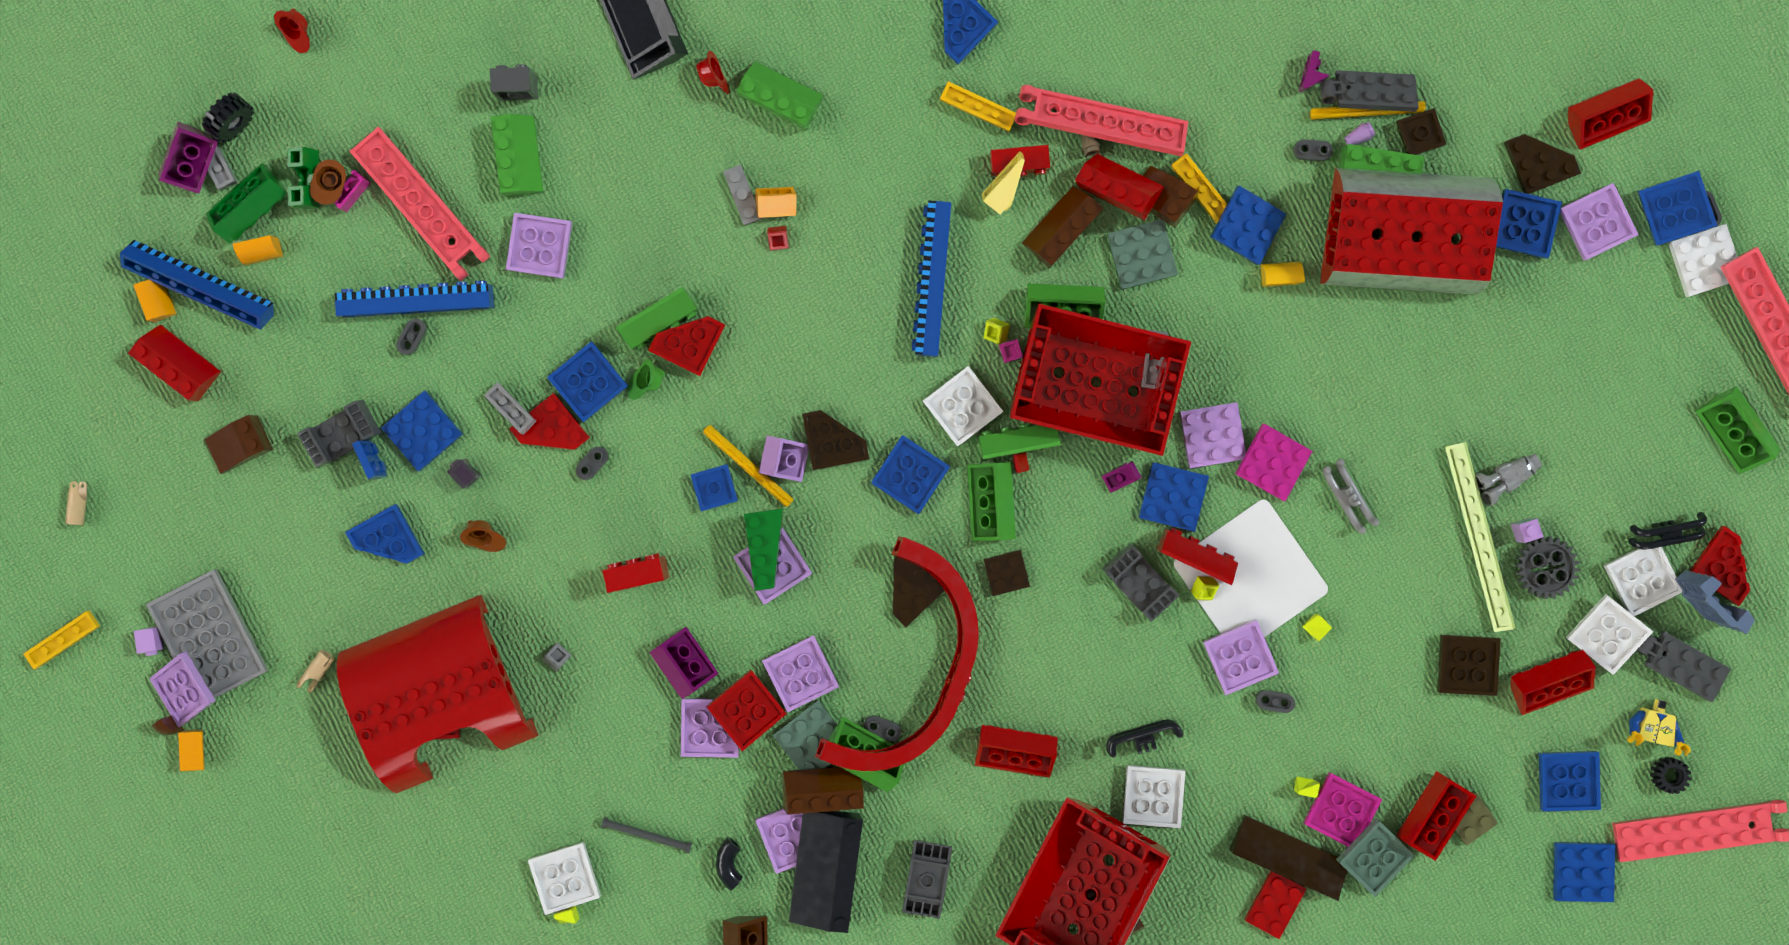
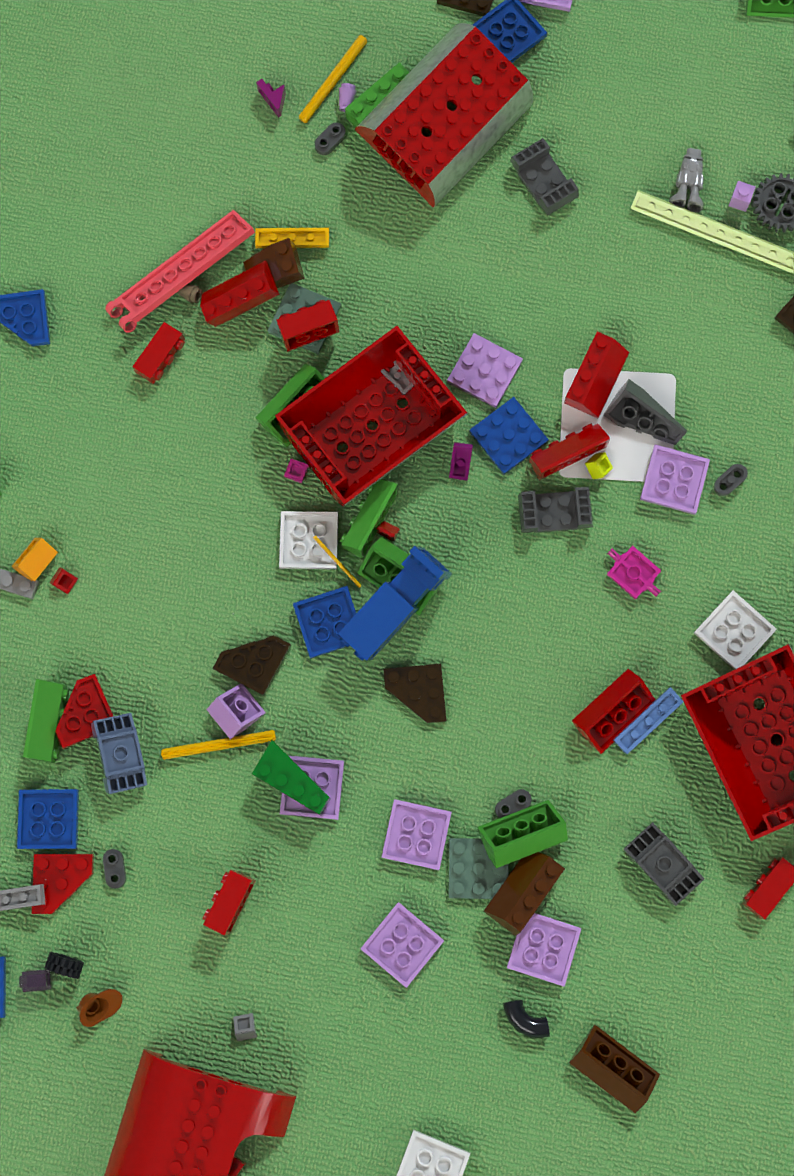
camera: 45 degrees left, 10 degrees down
(387, 536) = (32, 1088): blue plate -> none
(491, 486) = (64, 965): none -> black tyre
(645, 379) = (84, 768): bright green piece -> none
(646, 835) = (449, 1071): dark grey bar -> none
(679, 397) = (119, 753): none -> sand blue plate
(684, 663) = (332, 923): magenta slope -> none
(714, 487) = (213, 785): blue plate -> none
(746, 710) = (410, 901): red plate -> none
(826, 870) = (592, 941): black slope -> none
(933, 278) = (196, 490): blue brick -> none
(954, 685) = (518, 709): red arch -> none
(962, 519) = (393, 604): none -> blue brick
(963, 443) = (337, 561): none -> yellow axle
(978, 106) = (93, 352): yellow plate -> none
(996, 331) = (272, 470): neon yellow slope -> none
(1003, 188) = (168, 379): light yellow slope -> none
(1006, 572) = (466, 608): dark brown plate -> none
(1029, 782) = (648, 720): none -> medium blue plate
(1062, 226) = (234, 359): reddish brown slope -> none
(1136, 265) = (308, 325): none -> red brick
(1138, 682) = (633, 572): none -> dark pink plate
(1142, 736) = (679, 602): black piece -> none
(1248, 225) = (346, 224): blue plate -> none
(1273, 462) = (541, 341): dark pink plate -> none
(1276, 588) = (641, 412): none -> dark grey wedge
(1279, 529) = (597, 375): none -> red slope
(1282, 274) = (404, 228): yellow brick -> none
(1317, 627) = (696, 404): neon yellow slope -> none
(1349, 497) = (612, 305): light grey piece -> none
(1371, 91) = (320, 65): dark grey hinge -> none
(1416, 355) = (544, 177): none -> dark grey plate
(1421, 132) = (380, 53): dark brown plate -> none

